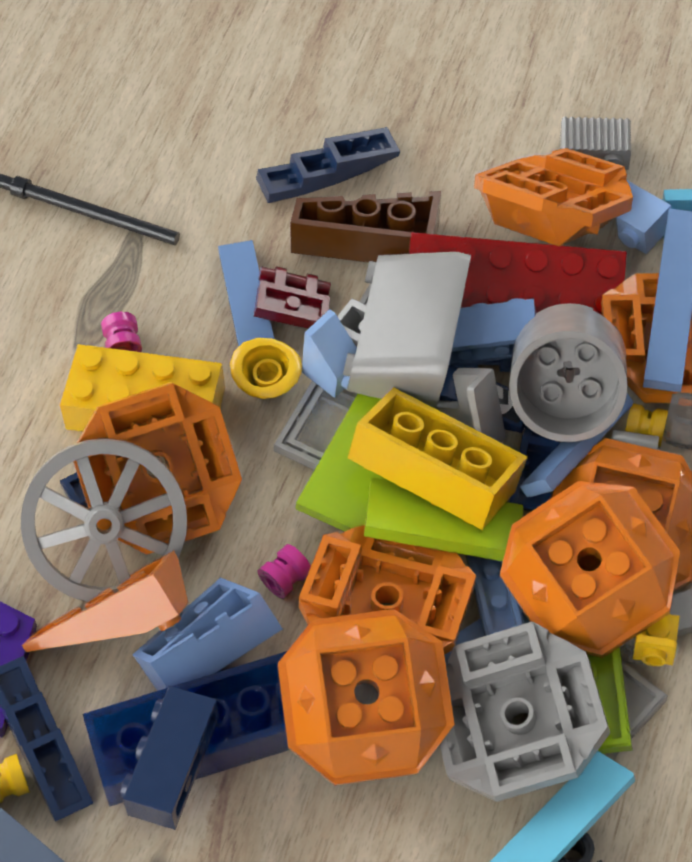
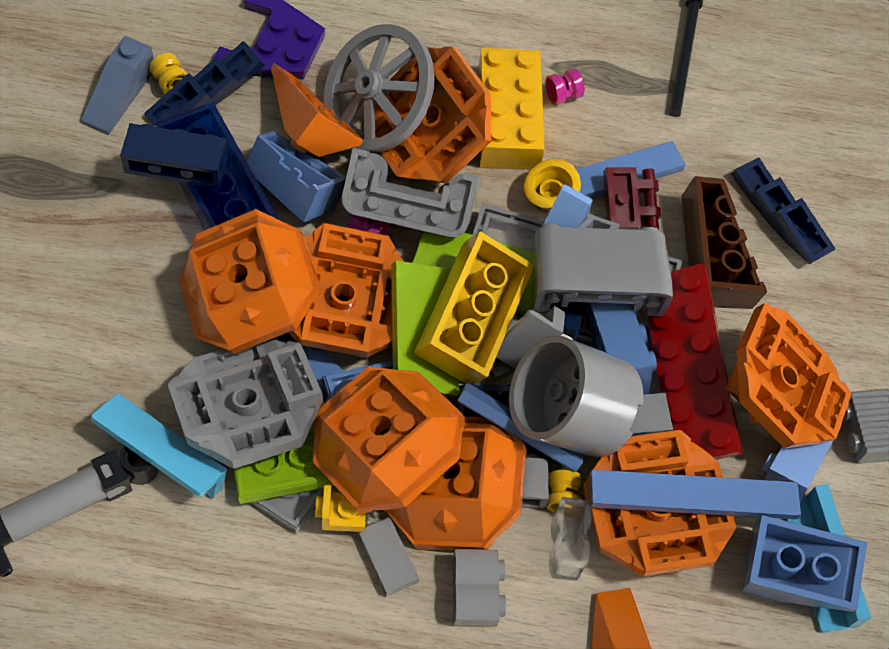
camera: 70 degrees right, 5 degrees up
(283, 483) = (372, 197): none -> light grey windscreen

